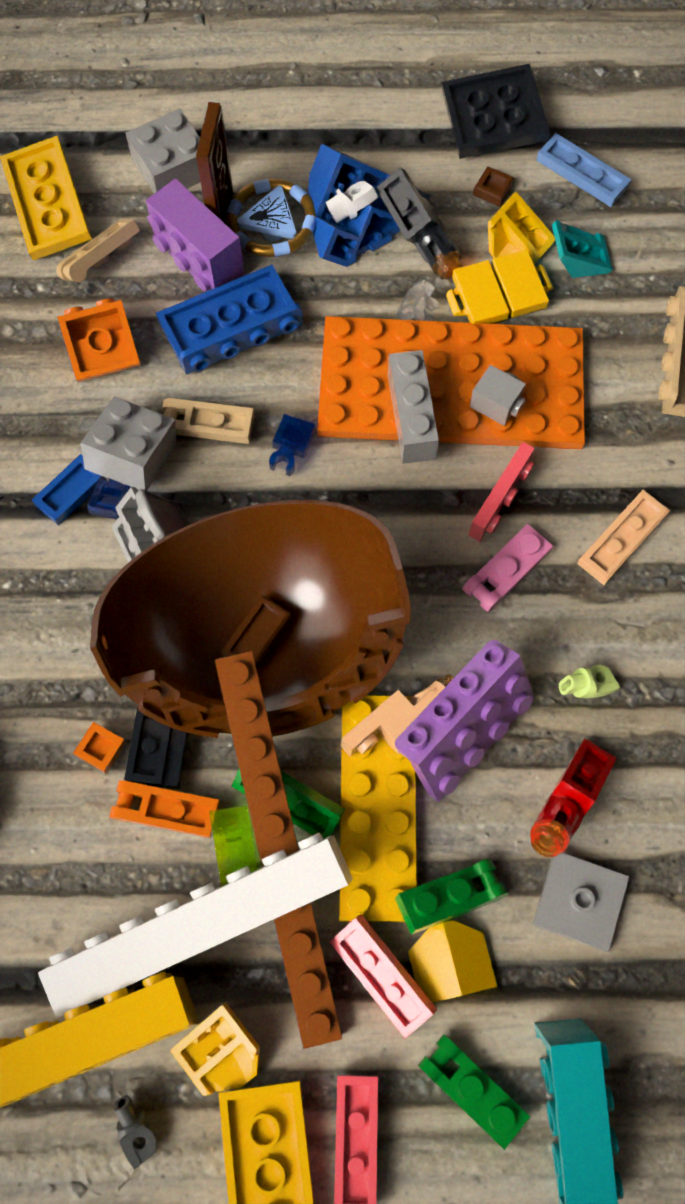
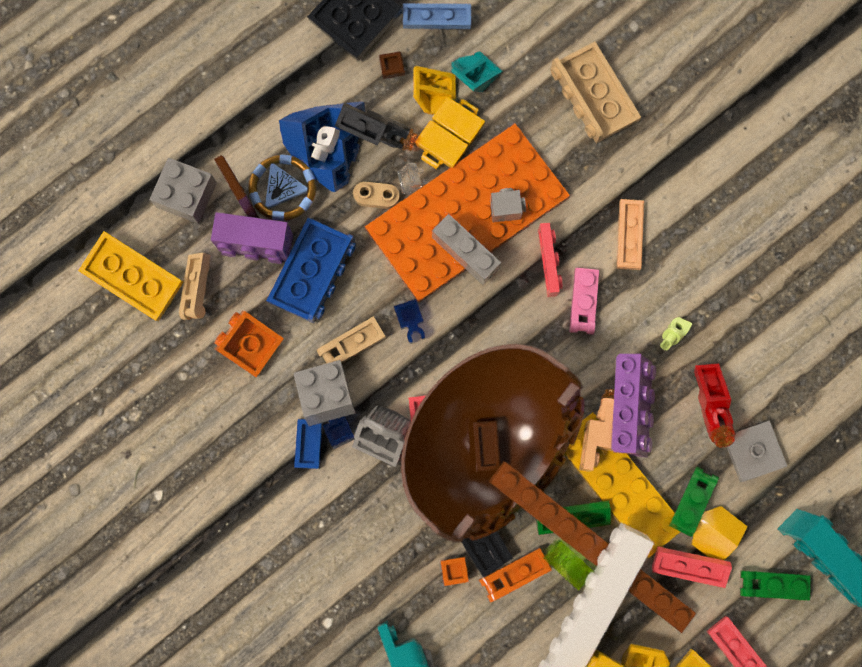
camera: 40 degrees left, 10 degrees up
(363, 295) = (375, 197): none -> tan plate

